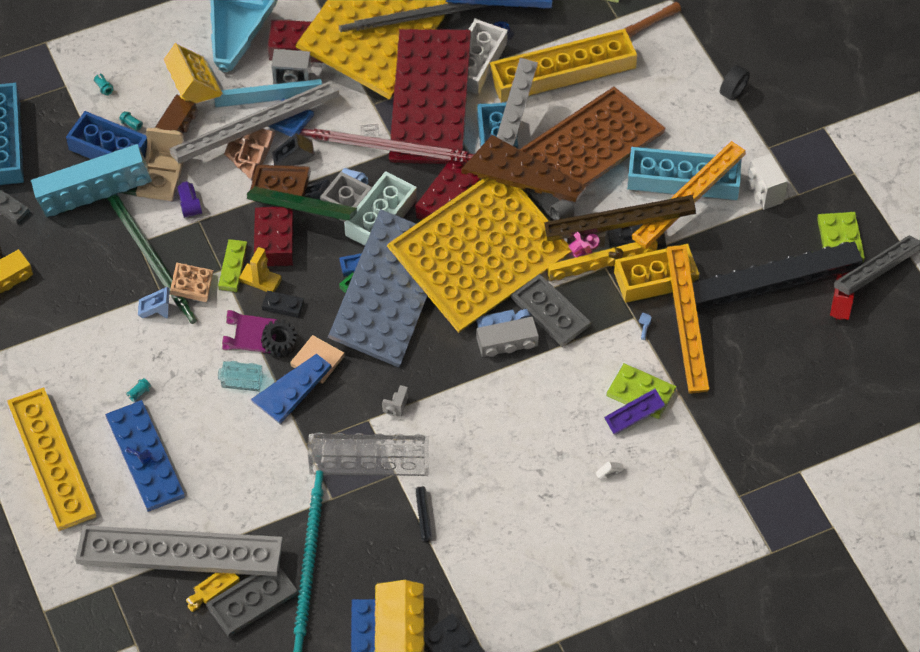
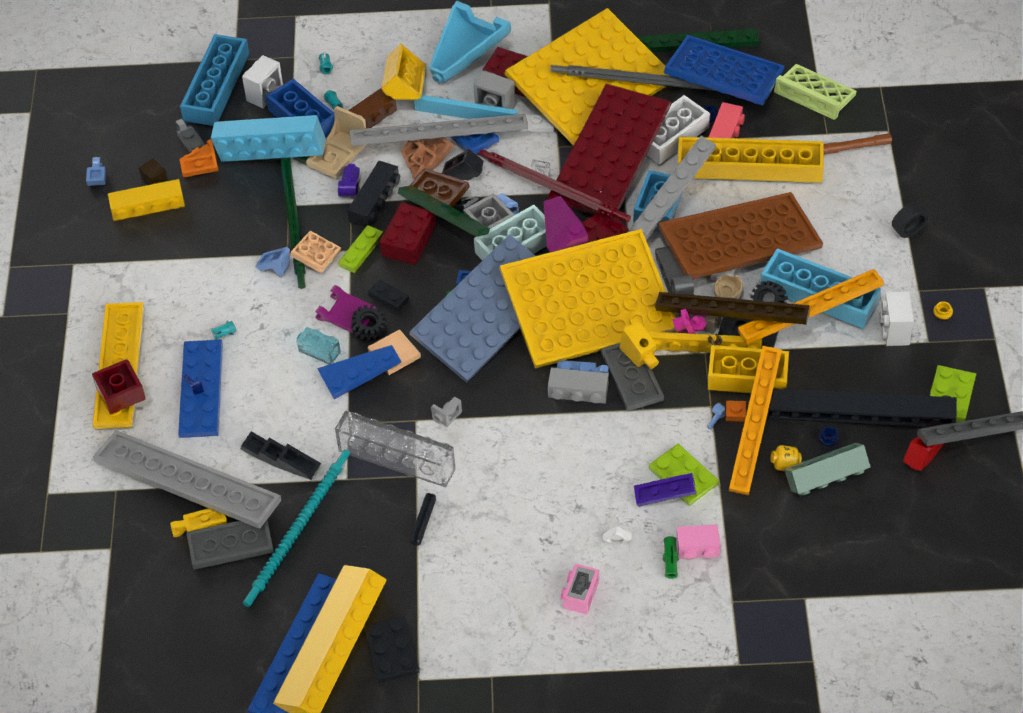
camera: 25 degrees right, 5 degrees down
(27, 223) = (199, 161): none -> orange wing
(52, 122) = (261, 80): none -> white brick
(69, 481) = (118, 386): none -> dark red brick
(220, 206) = (373, 194): none -> black brick
(258, 275) = (377, 260): yellow bracket -> none
(258, 498) = (280, 456): none -> black slope
(346, 85) = (538, 123): none -> white plate
(425, 186) = (562, 226): none -> magenta wedge
(518, 169) = (656, 236): reddish brown wing -> none
(524, 34) = (728, 121): none -> coral brick
(550, 281) = (638, 345): none -> yellow torso
(601, 198) = (728, 287): none -> tan hair
(601, 531) = (580, 588): none -> brick
(642, 186) = (772, 287): none -> black tyre
(660, 315) = (736, 411): none -> orange plate
(667, 473) = (670, 557): none -> green pin
(685, 451) = (698, 541): none -> bright pink brick
(727, 346) = (785, 457): none -> yellow head
(753, 307) = (829, 431): none -> clear blue plate
(768, 344) = (827, 468): none -> sand green brick
(799, 156) = (943, 310): none -> yellow plate

